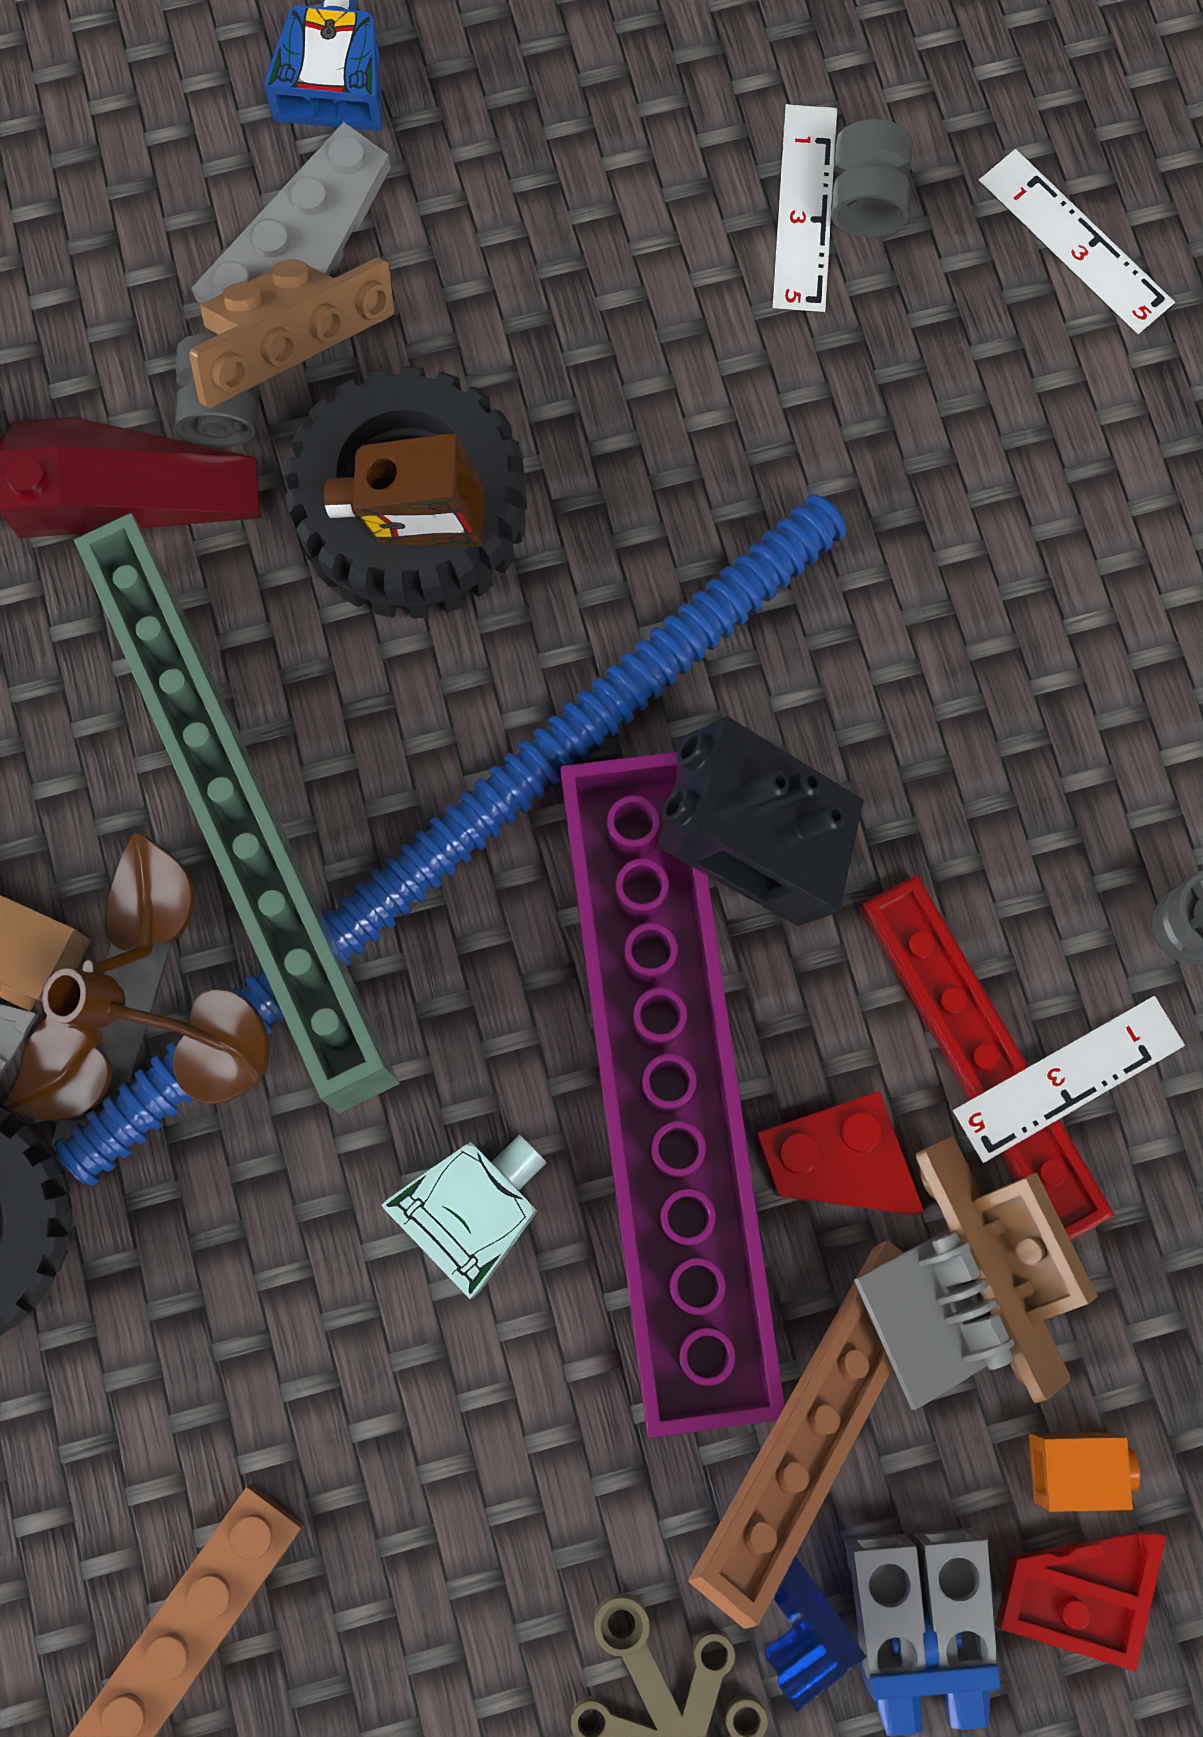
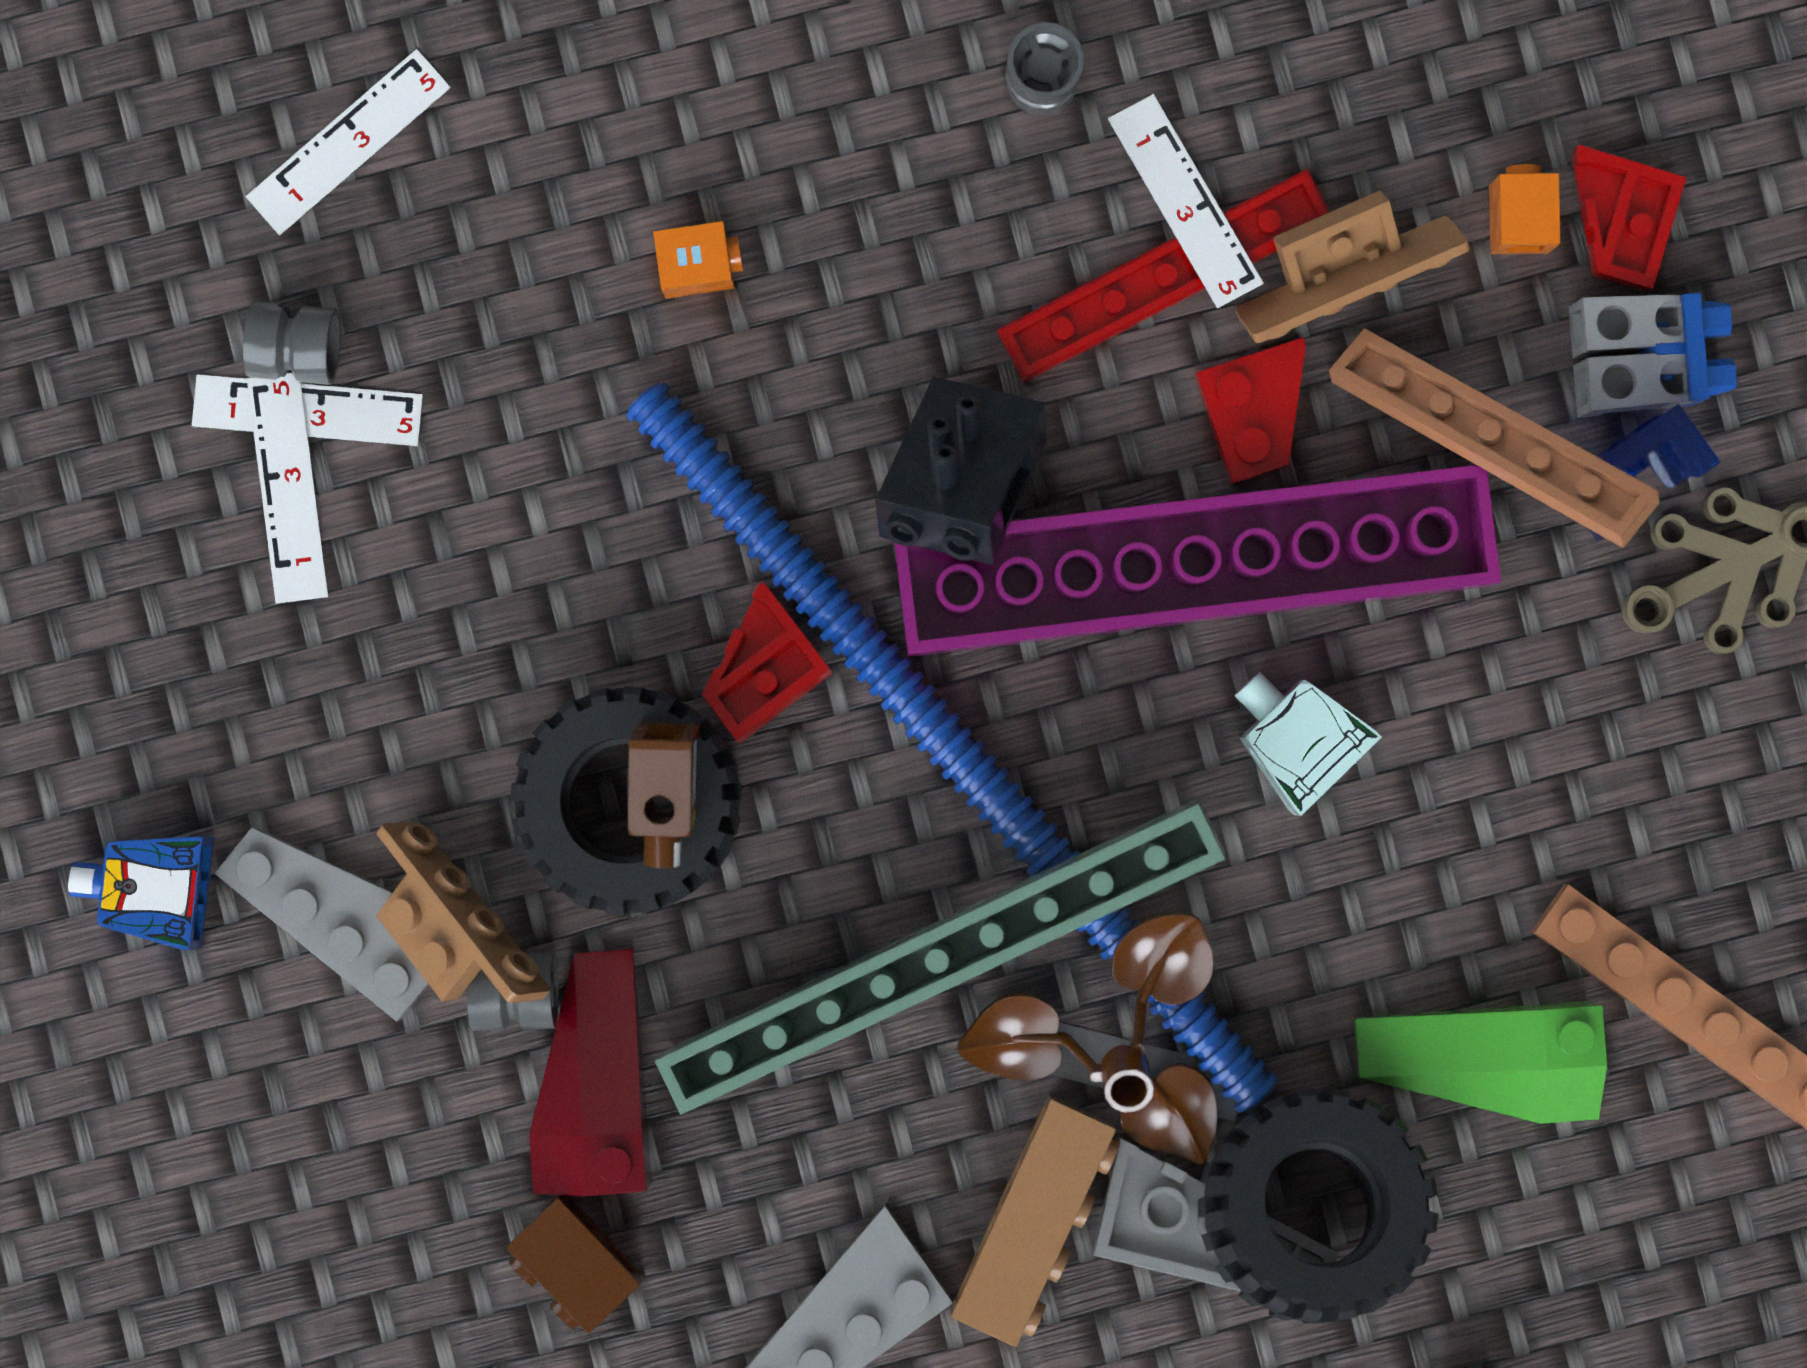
camera: 90 degrees left, 10 degrees up
(103, 1459) = (1509, 1060): none -> bright green wedge
(548, 635) = (763, 668): none -> red wing
(725, 189) = (287, 489): none -> white sticker
(934, 1318) = (1398, 333): light grey hinge -> none
(976, 561) = (696, 259): none -> orange brick

